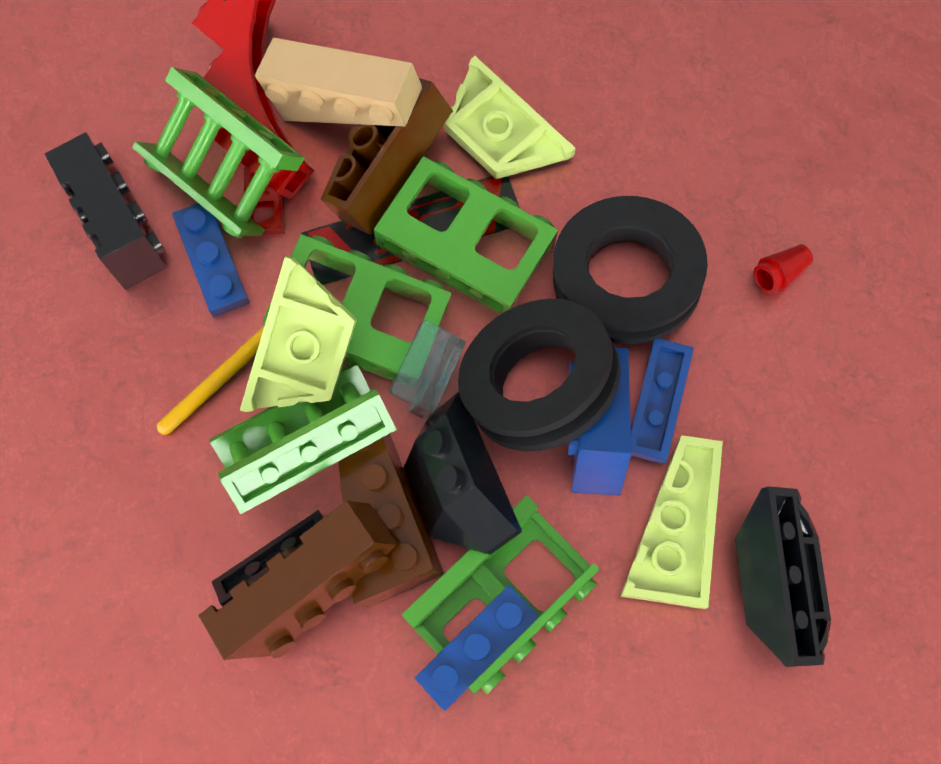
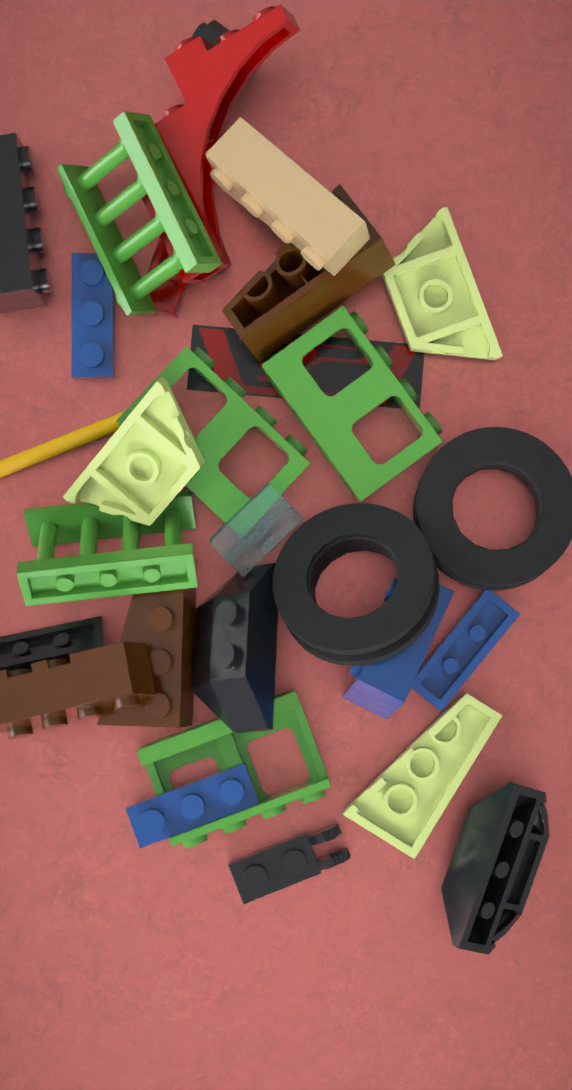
camera: 30 degrees right, 15 degrees up
(588, 671) = (285, 863): none -> black hinge

